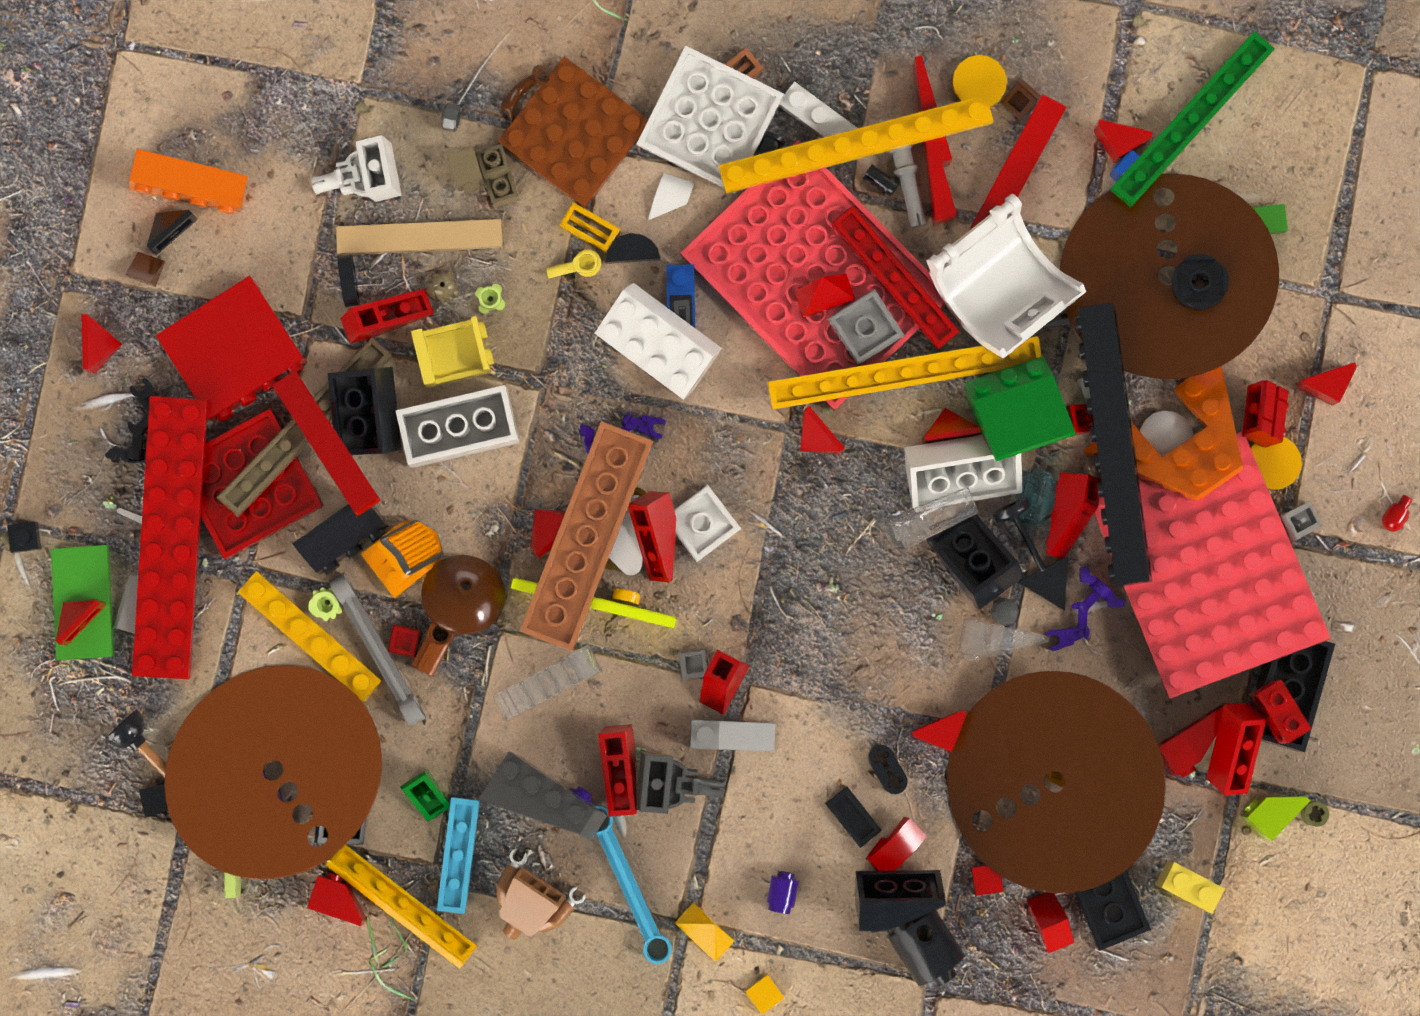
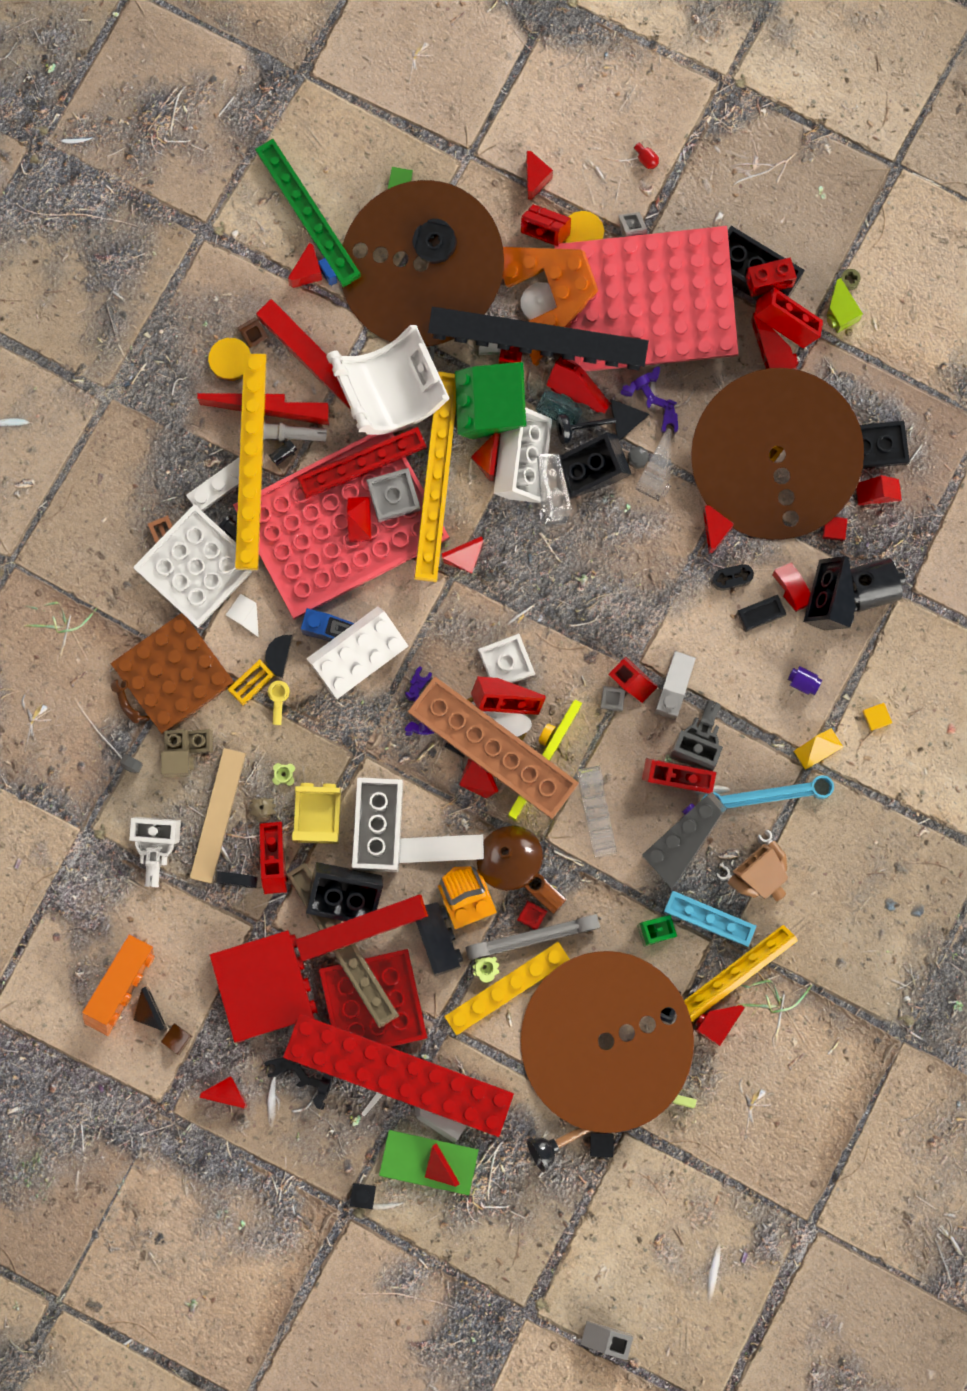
camera: 70 degrees left, 5 degrees down
(452, 510) = (441, 848): none -> white sticker
(1190, 886) = (880, 382): light yellow brick -> none

